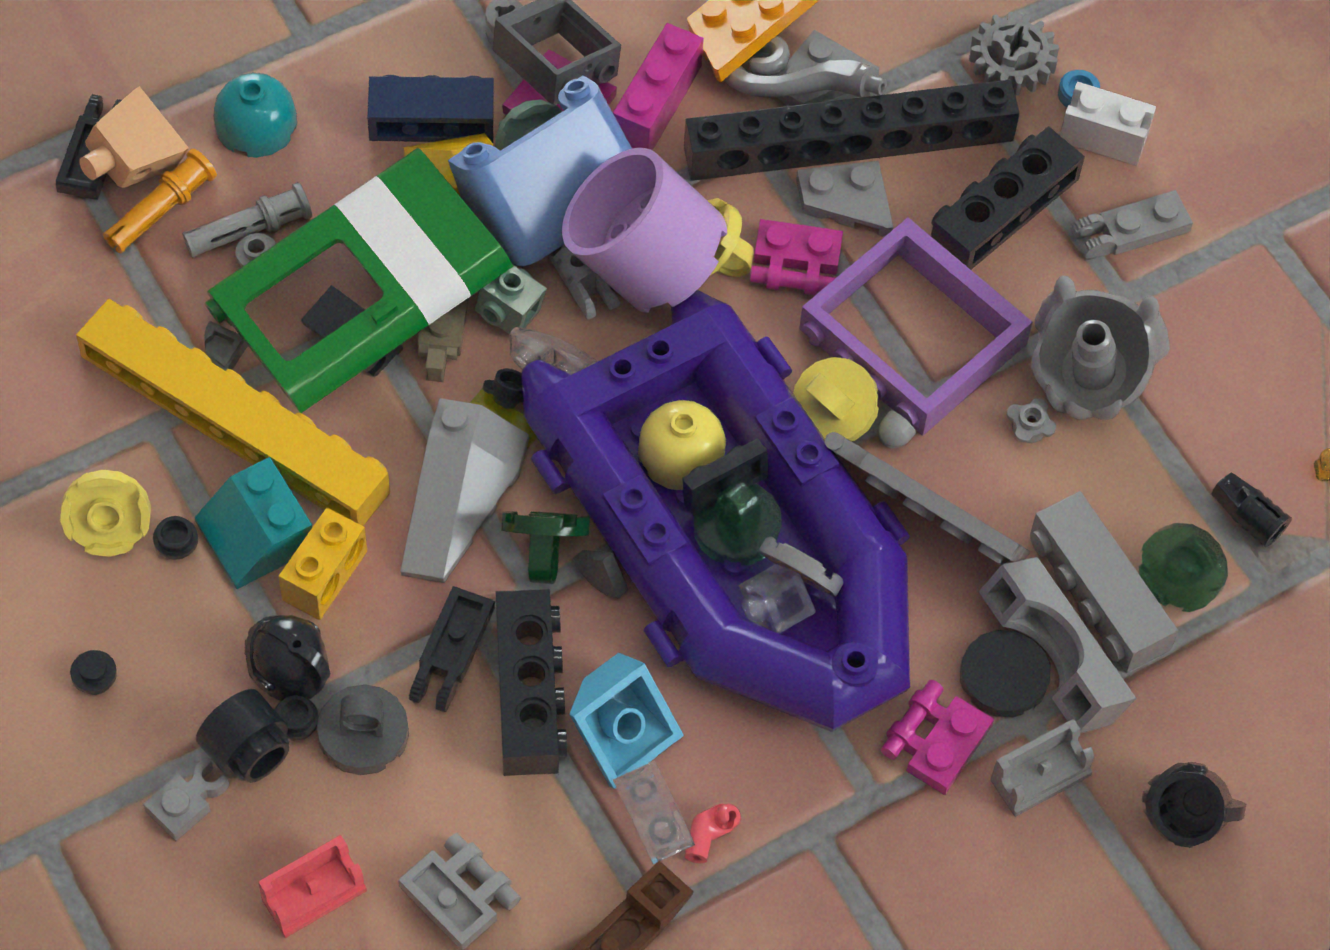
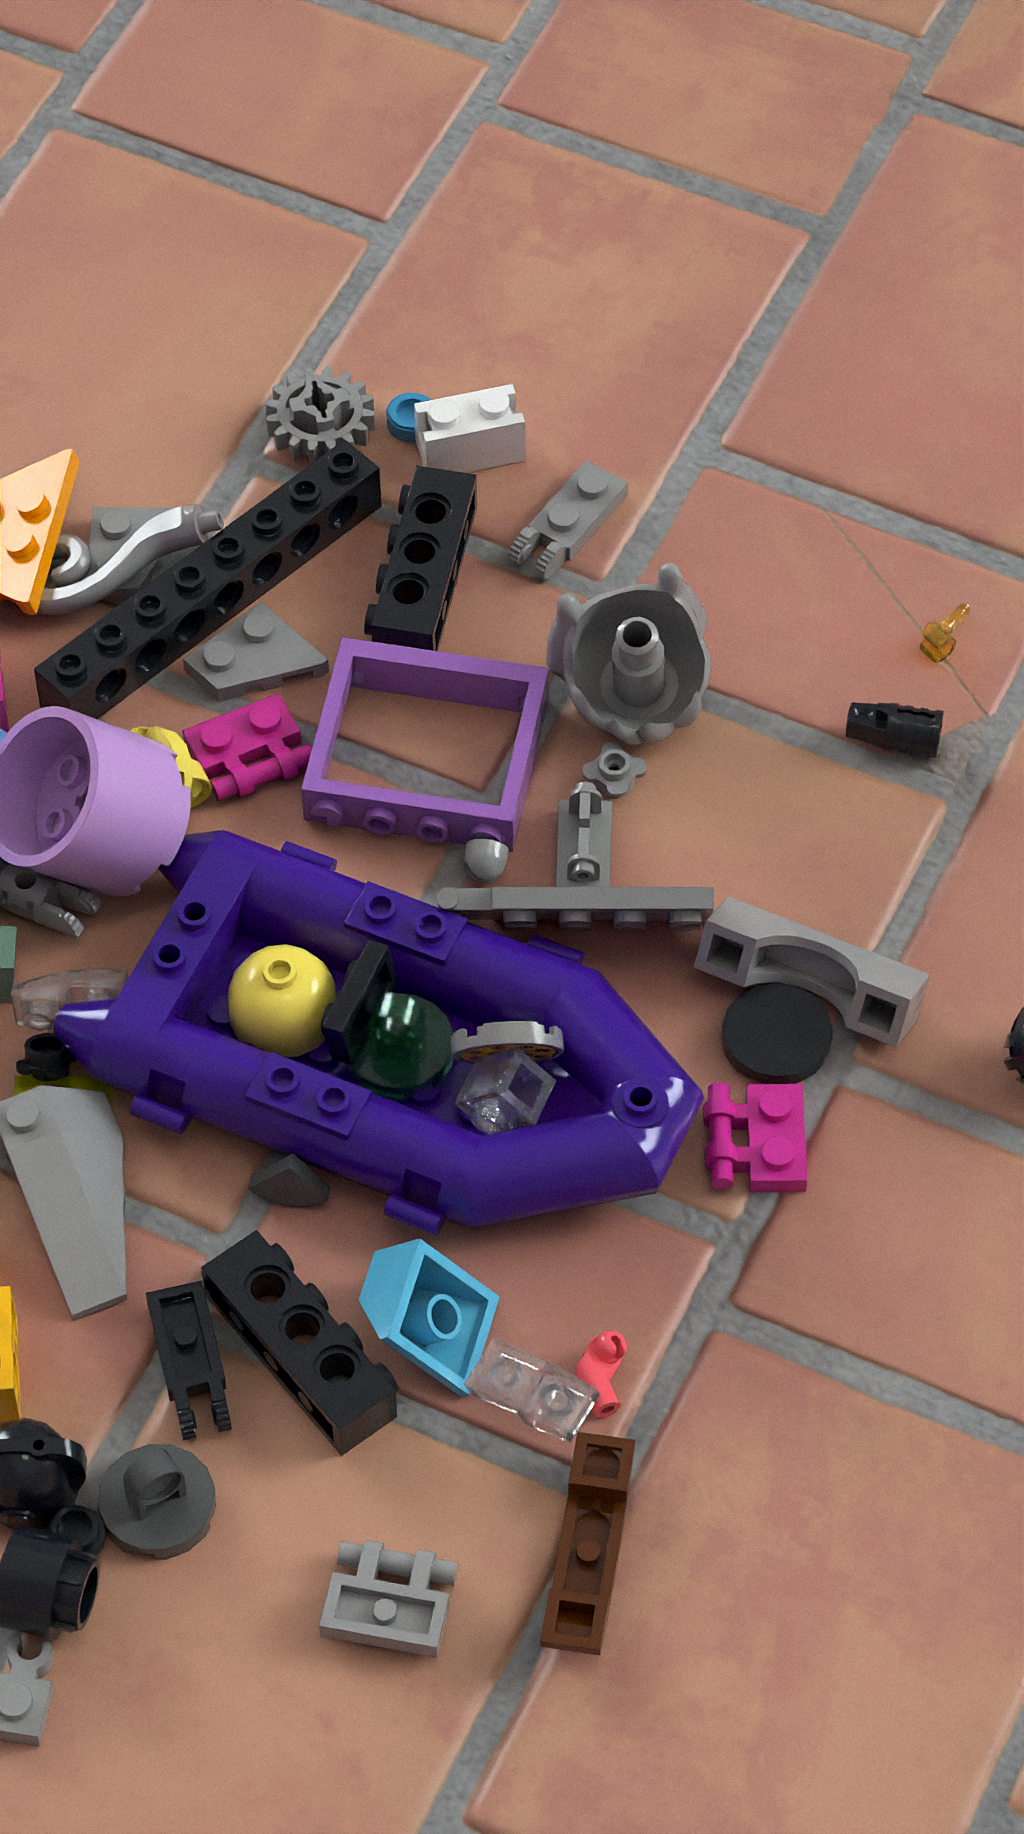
camera: 30 degrees left, 5 degrees down
(312, 886) = (230, 1694): coral hinge -> none
(545, 535) = (203, 1173): dark green tile -> none
(838, 397) = (406, 856): light yellow tile -> none
(973, 458) = (584, 839): none -> light grey hinge
(1042, 768) = (886, 1102): light grey hinge -> none
(1102, 582) = (807, 882): light grey brick -> none
(1183, 566) = (879, 819): clear green tile -> none

